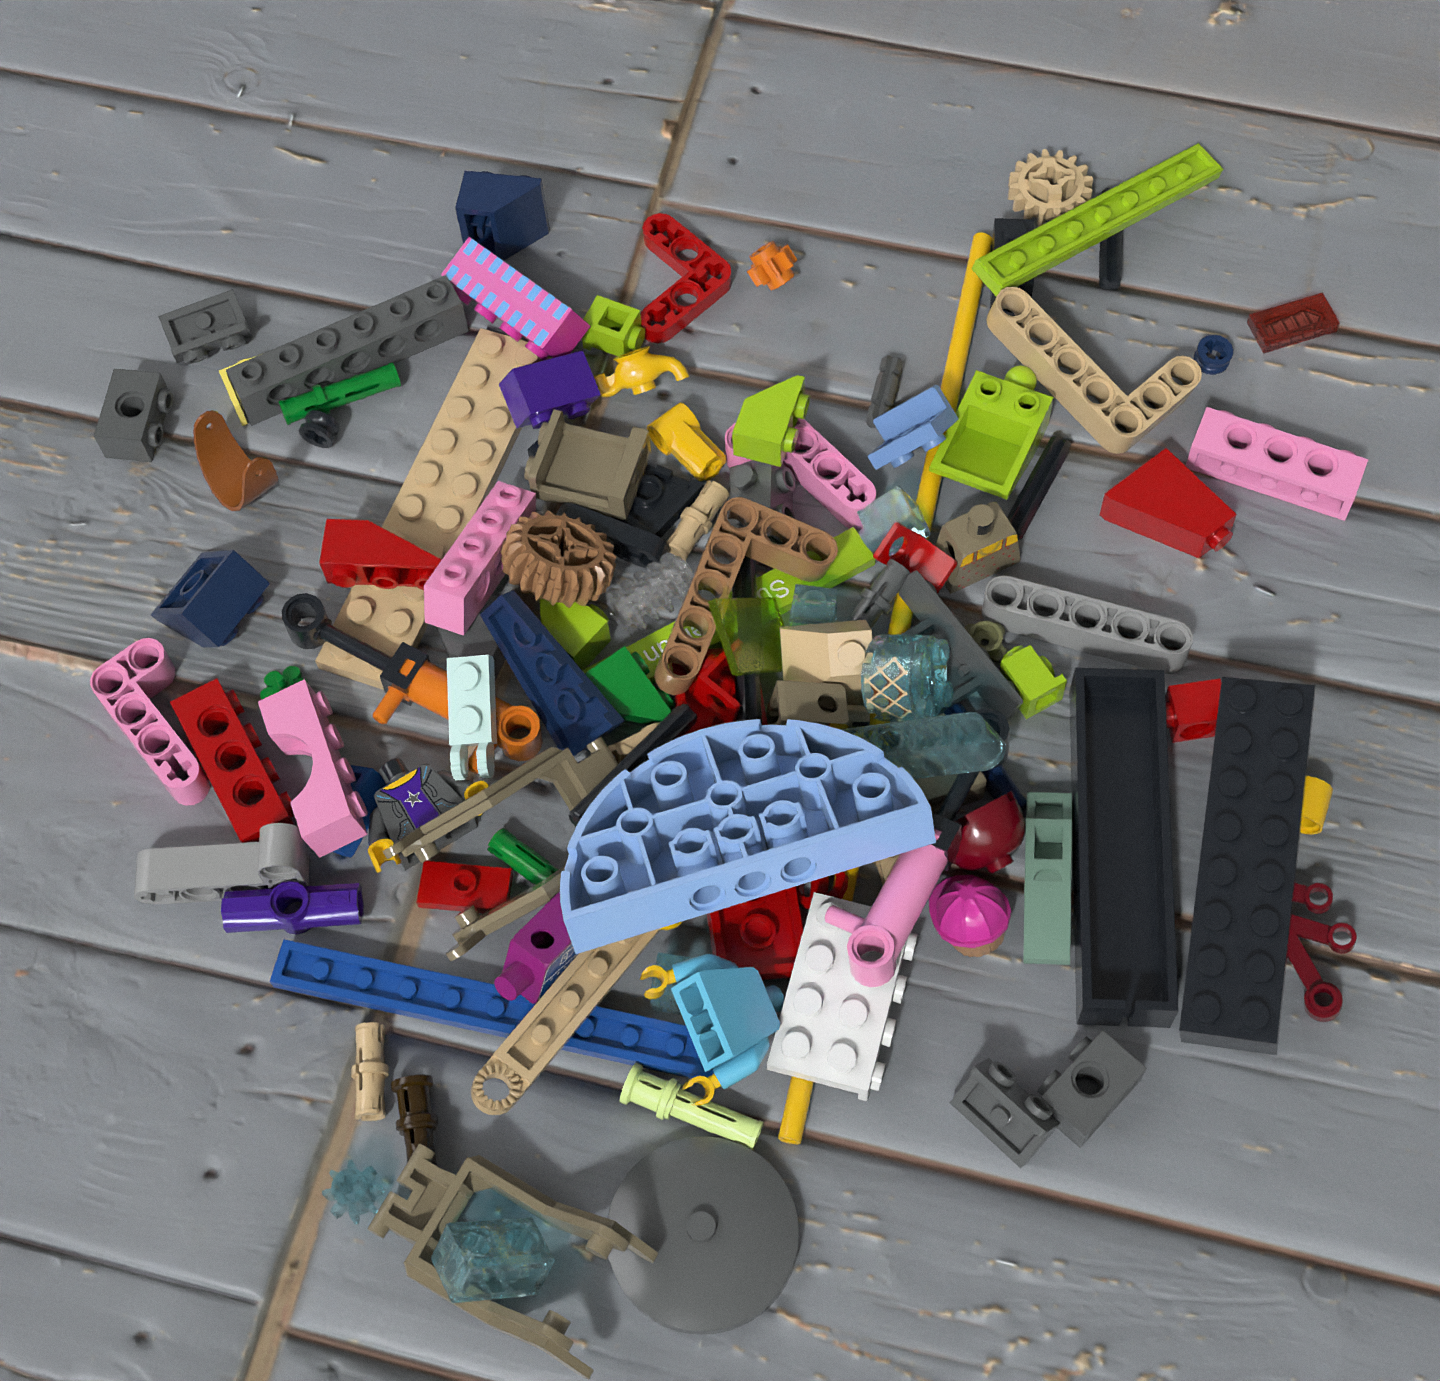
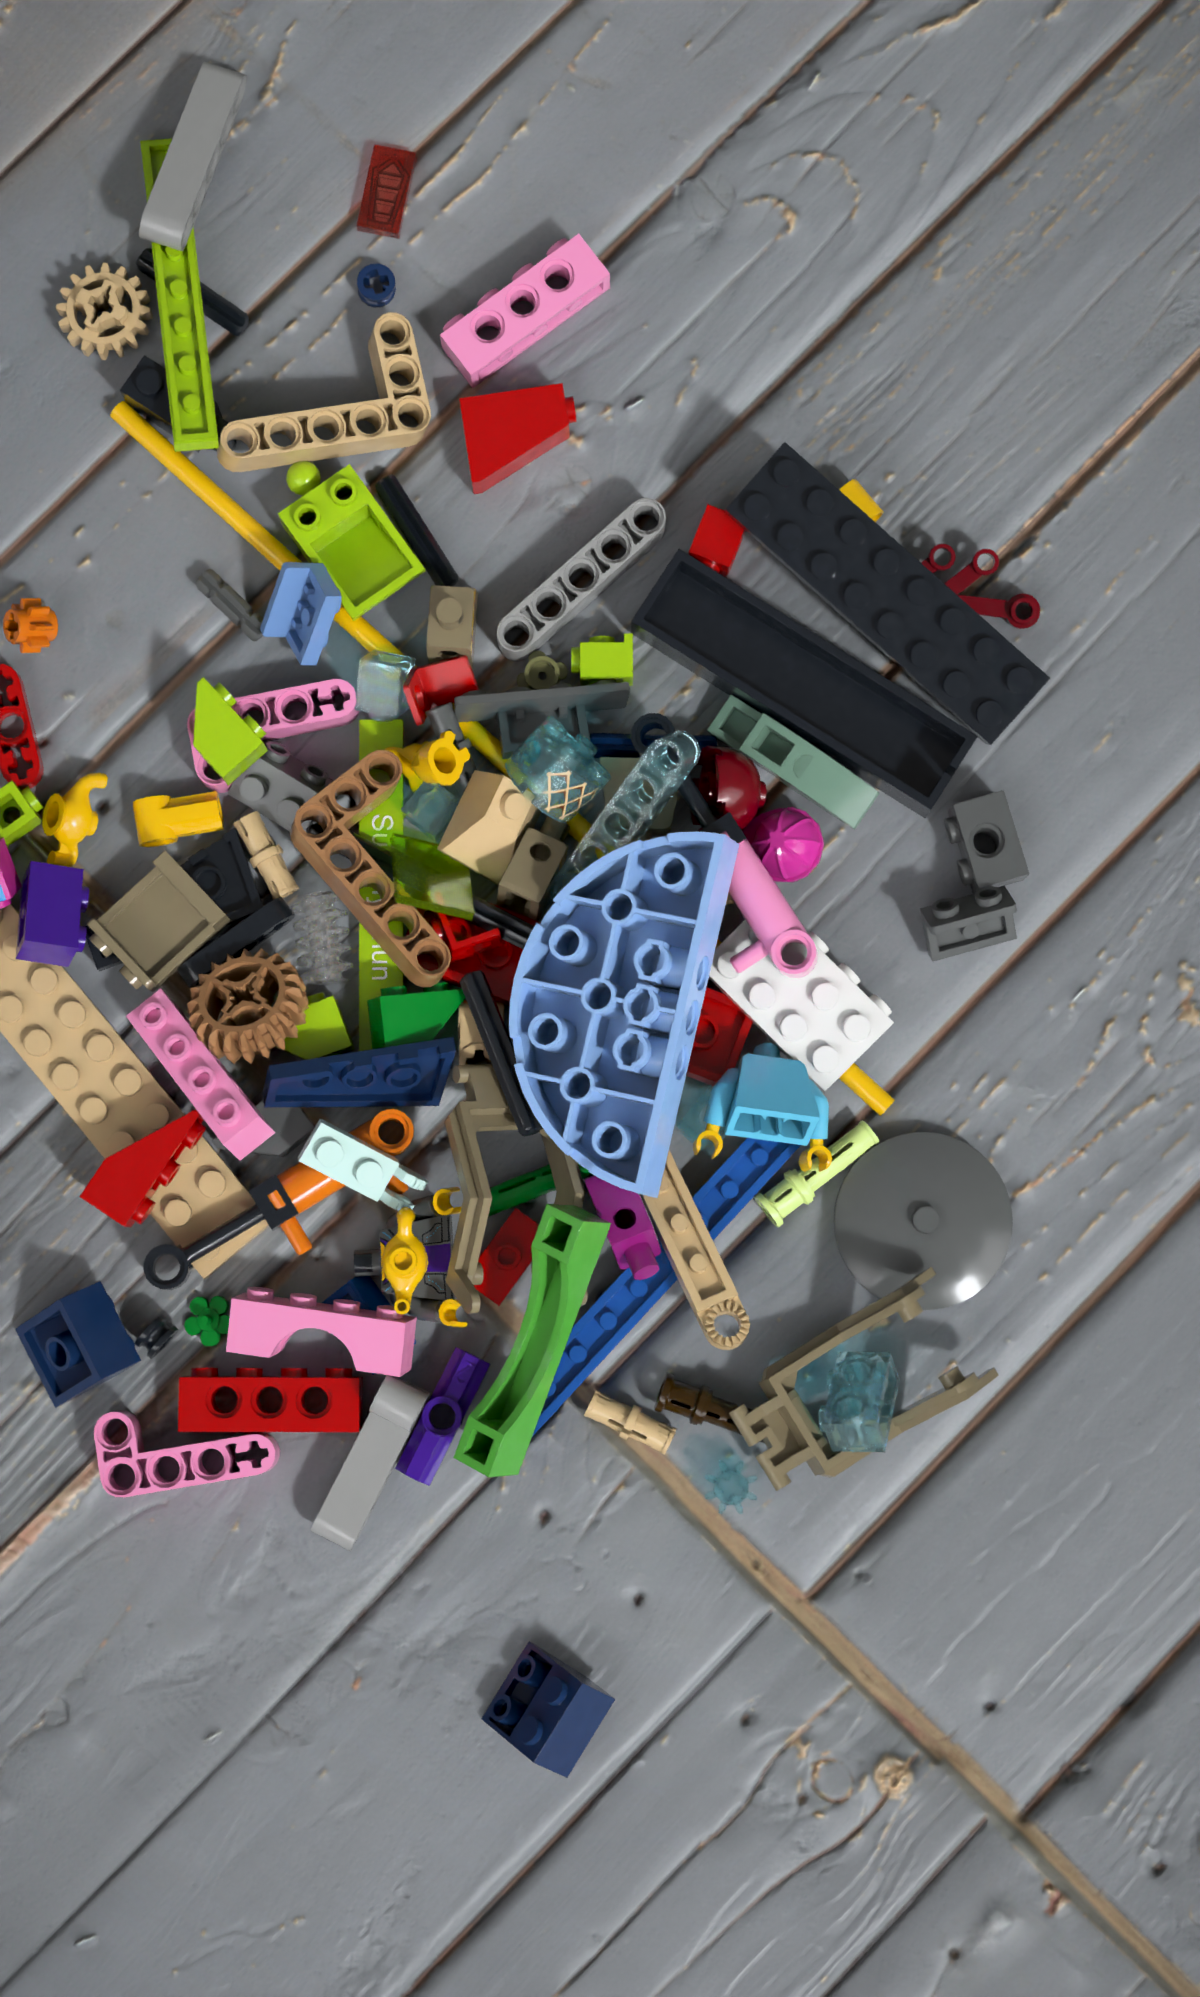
camera: 65 degrees left, 20 degrees up
(64, 1143) = (547, 1710): none -> dark blue slope
(247, 651) = (156, 1336): none -> black bush
(306, 946) = (562, 1267): none -> bright green arch
(407, 789) = (404, 1261): none -> yellow piece
(853, 580) = (432, 761): none -> yellow animal
(1212, 173) = (192, 156): none -> light grey beam

